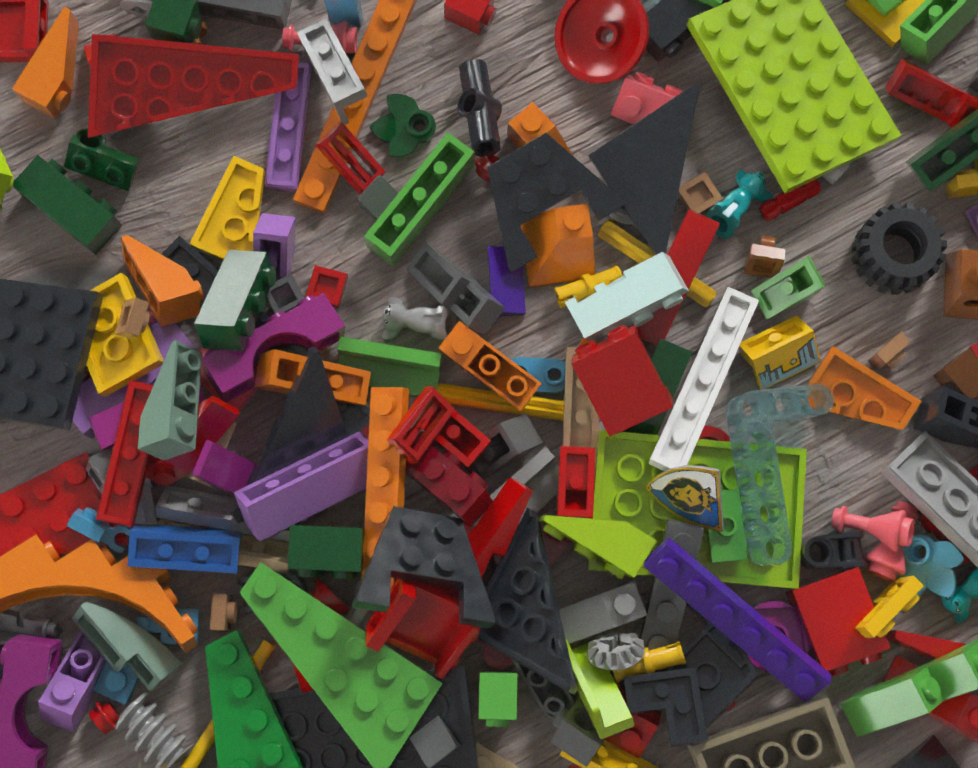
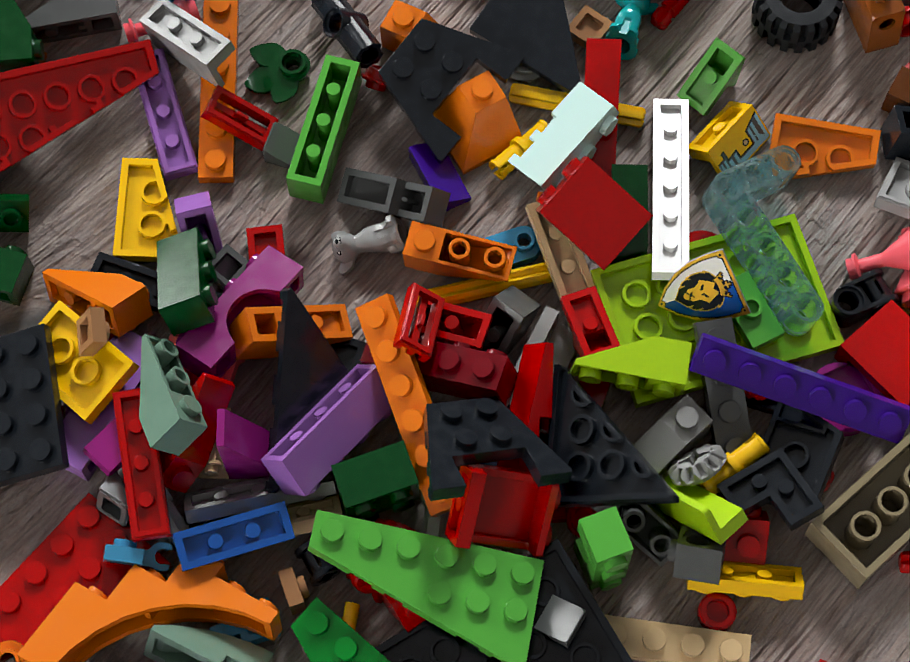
camera: 20 degrees left, 10 degrees down
(392, 364) = (359, 287): bright green panel -> none
(764, 259) = (676, 61): dark orange tile -> none
(891, 352) = (832, 99): medium nougat plate -> none

